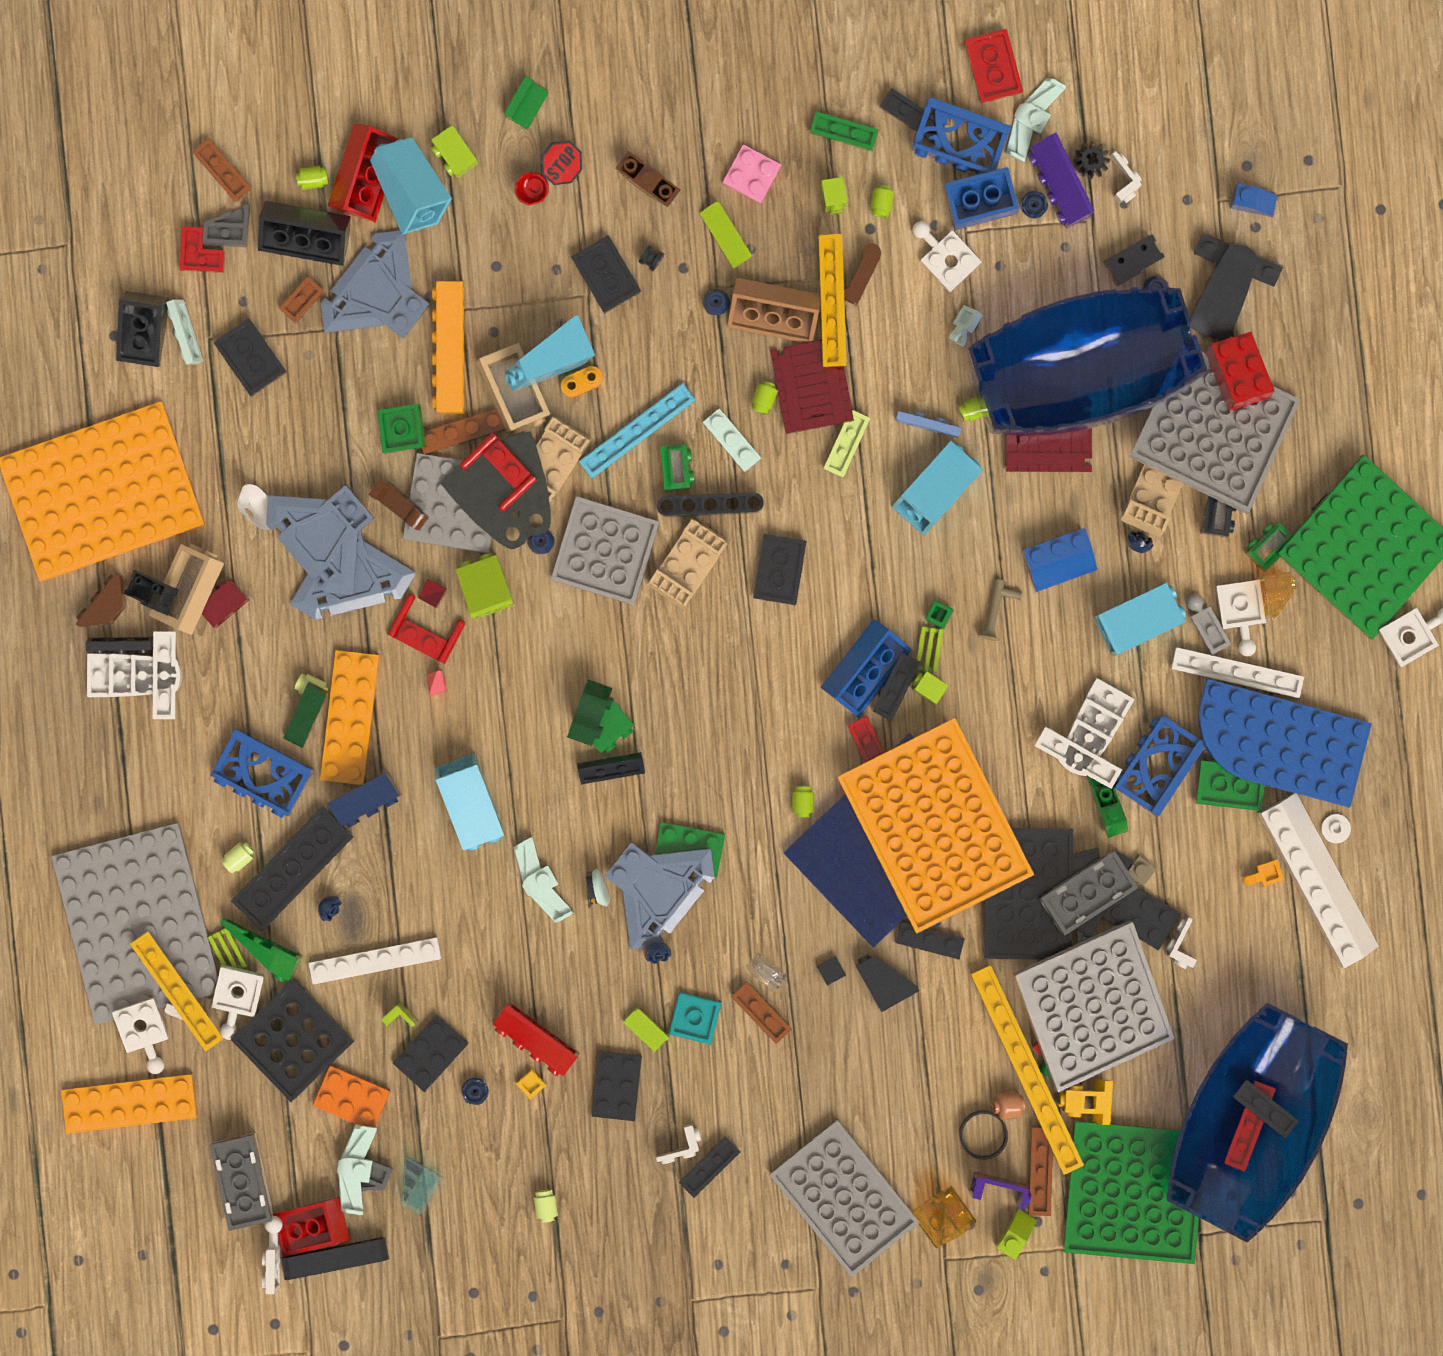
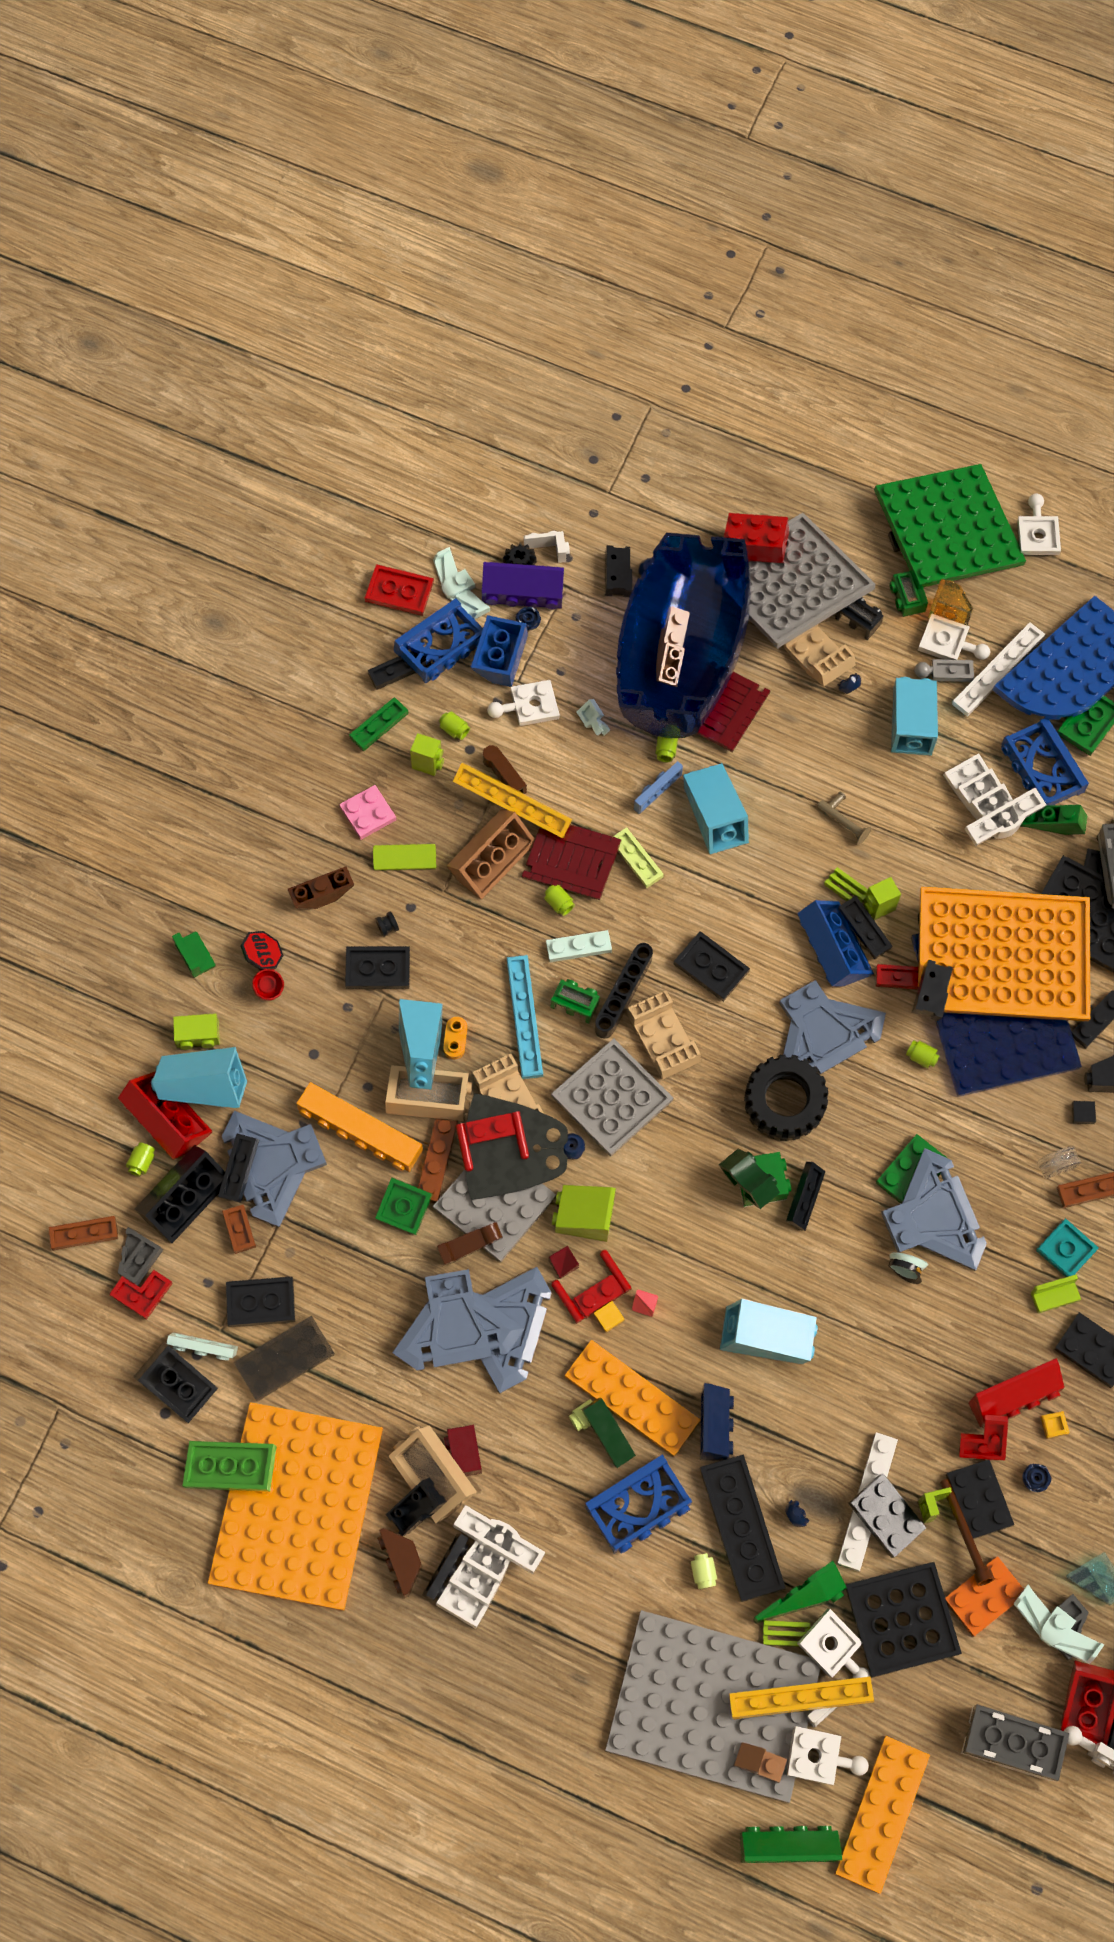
camera: 60 degrees left, 20 degrees down
(58, 1043) = (790, 1846): none -> green slope
(96, 418) = (229, 1466): none -> bright green plate
(110, 985) = (760, 1762): none -> medium nougat slope
(214, 407) = (284, 1358): none -> clear smoke plate
(258, 505) = (395, 1369): white piece -> none
(352, 267) = (238, 1168): none -> black plate
(364, 1086) = (982, 1573): none -> reddish brown piece
(369, 983) = (887, 1515): none -> plate
(408, 659) = (609, 1316): none -> yellow tile
(479, 1038) = (987, 1446): none -> red plate
(539, 882) = (873, 1314): light aqua plate -> none
(657, 952) = (992, 1246): dark blue plate -> none
(658, 710) = (799, 1072): none -> black tyre
(712, 308) = (458, 901): dark blue plate -> none
(776, 703) = (827, 1028): none -> sand blue plate
(857, 780) = (932, 990): none -> black piece
(939, 614) = (823, 862): green brick -> none
(1060, 559) = (829, 749): blue slope -> none
(1072, 356) = (671, 646): none -> slope
(1228, 284) = (676, 509): black slope -> none
(1253, 200) = (622, 466): blue slope -> none

